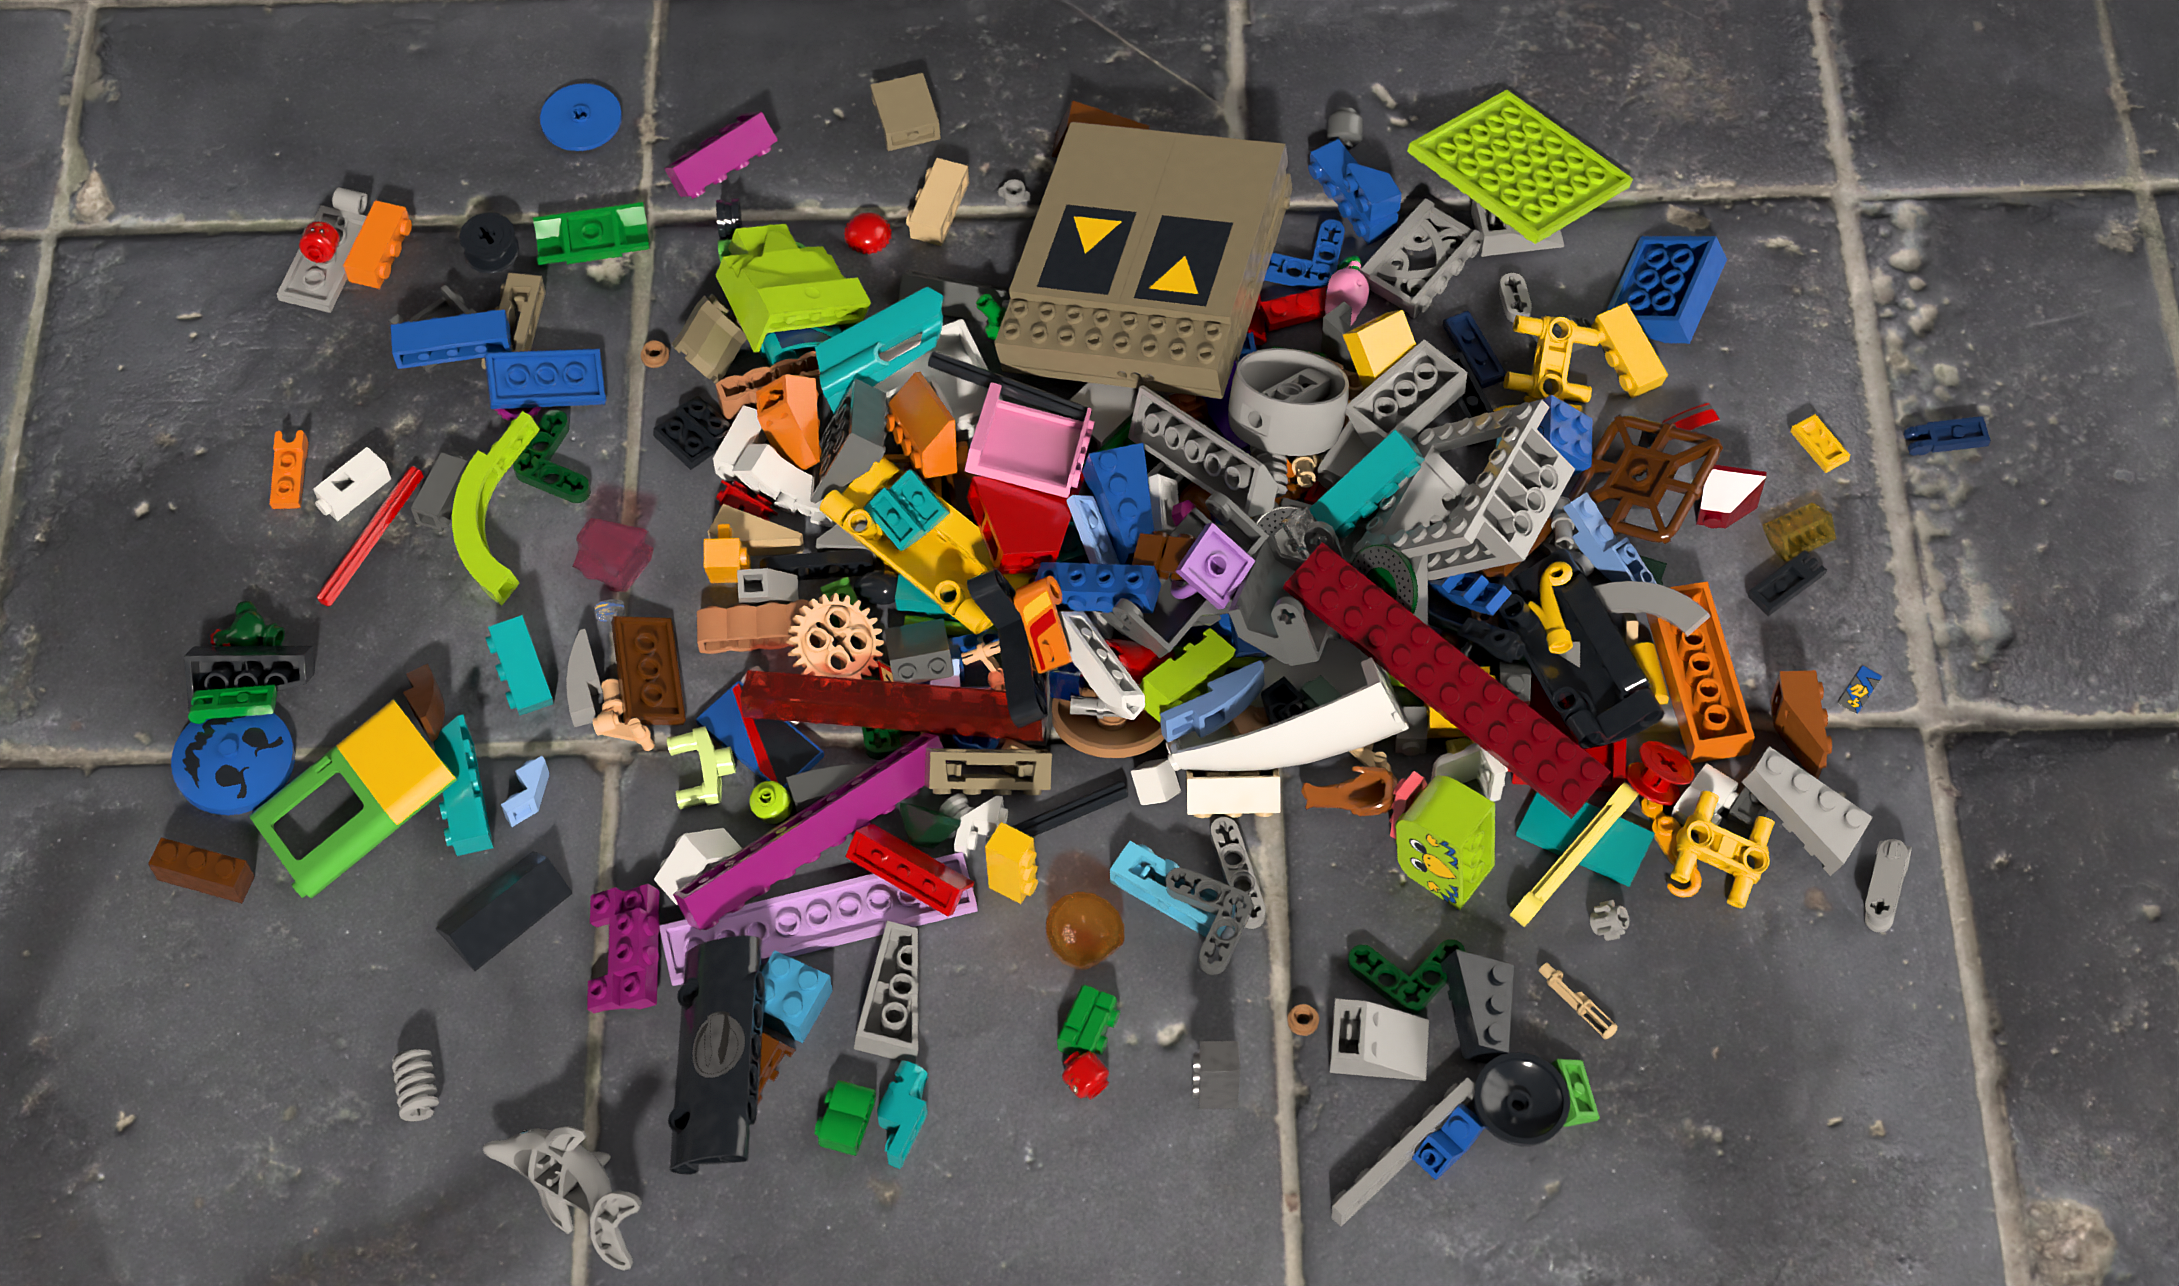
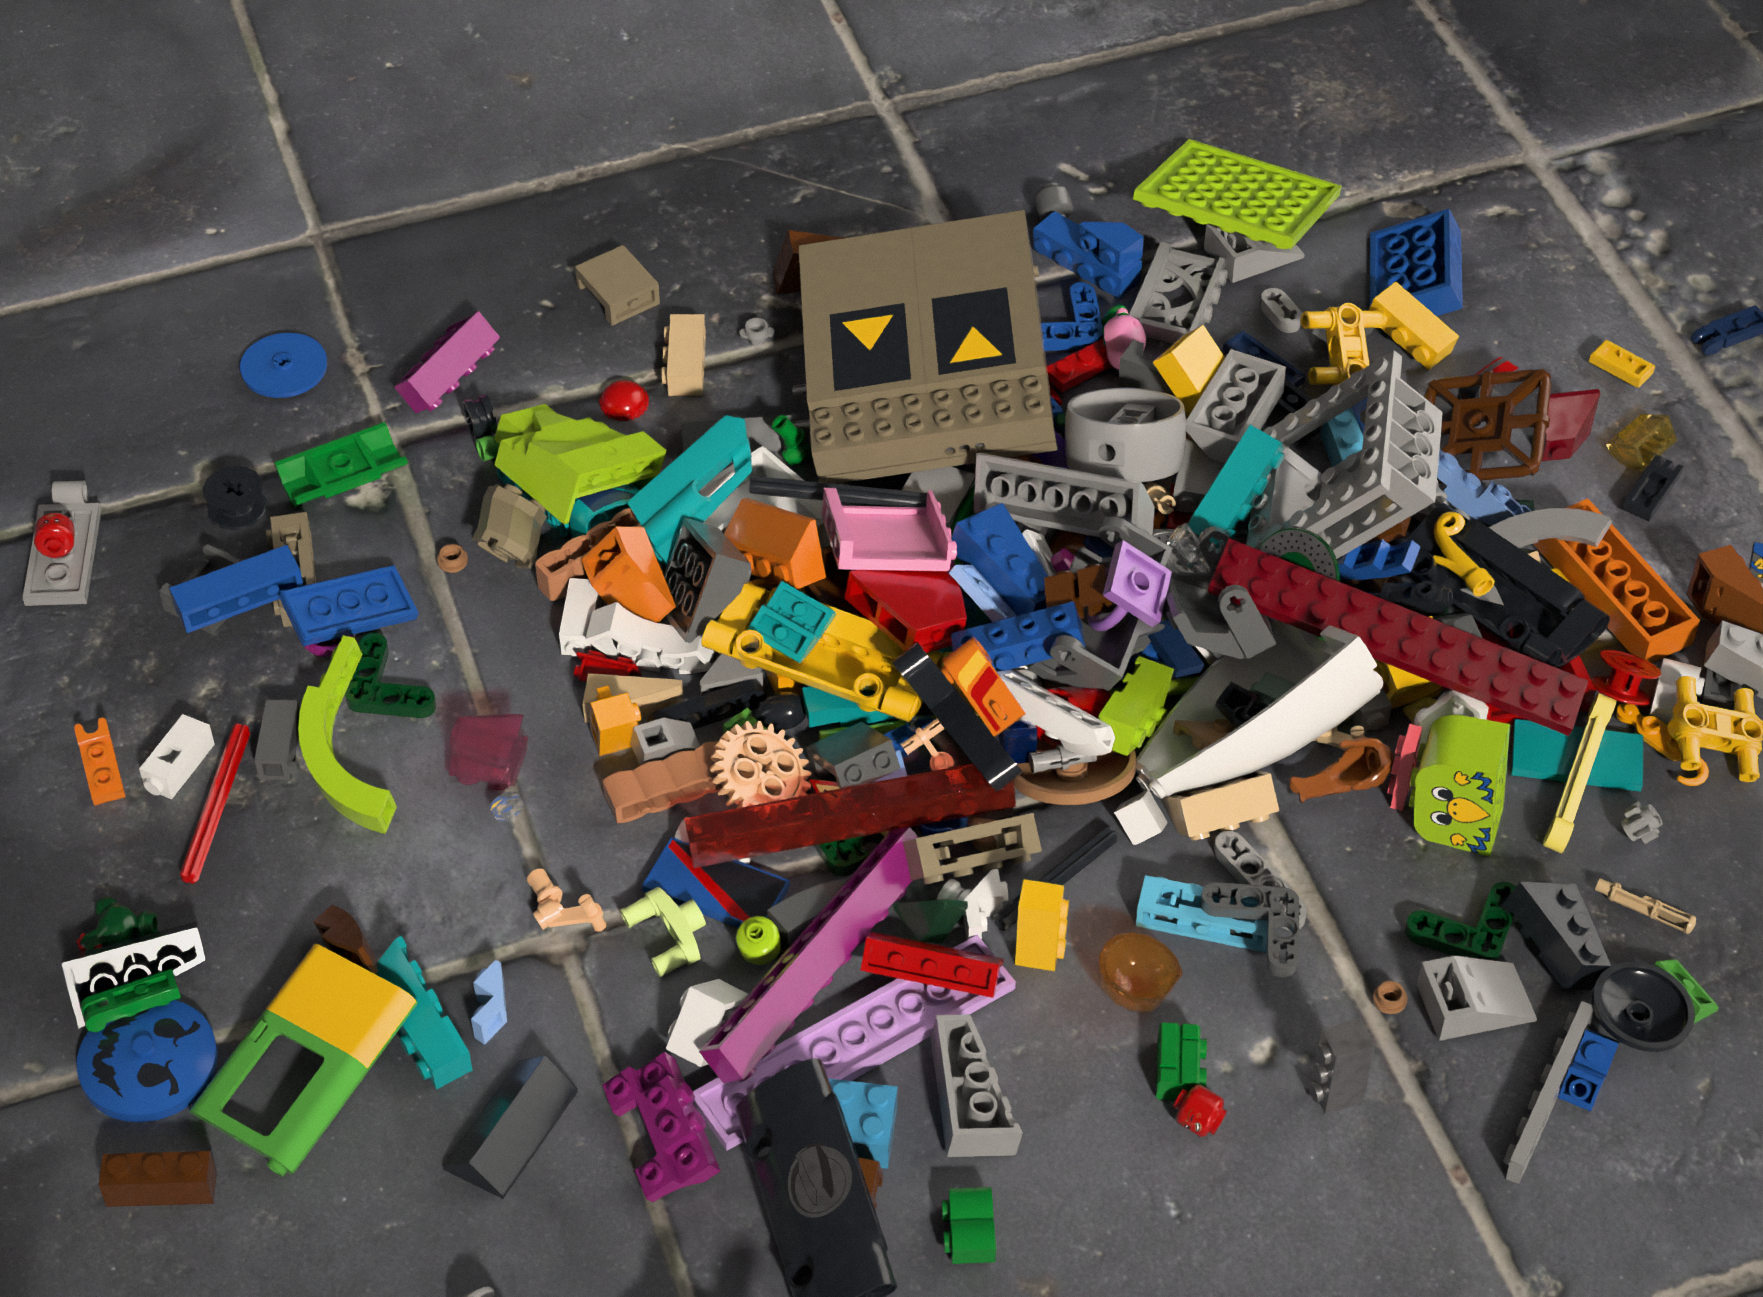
camera: 20 degrees left, 10 degrees down
(377, 244) = (115, 527): orange brick -> none
(519, 666) = (434, 880): teal wedge -> none
(582, 681) = (508, 881): light grey slope -> none
(648, 670) = (572, 851): reddish brown tile -> none
(693, 432) = (523, 620): black slope -> none
(903, 1111) = (1026, 1199): teal plate -> none
(1224, 701) = (1178, 728): medium blue slope -> none

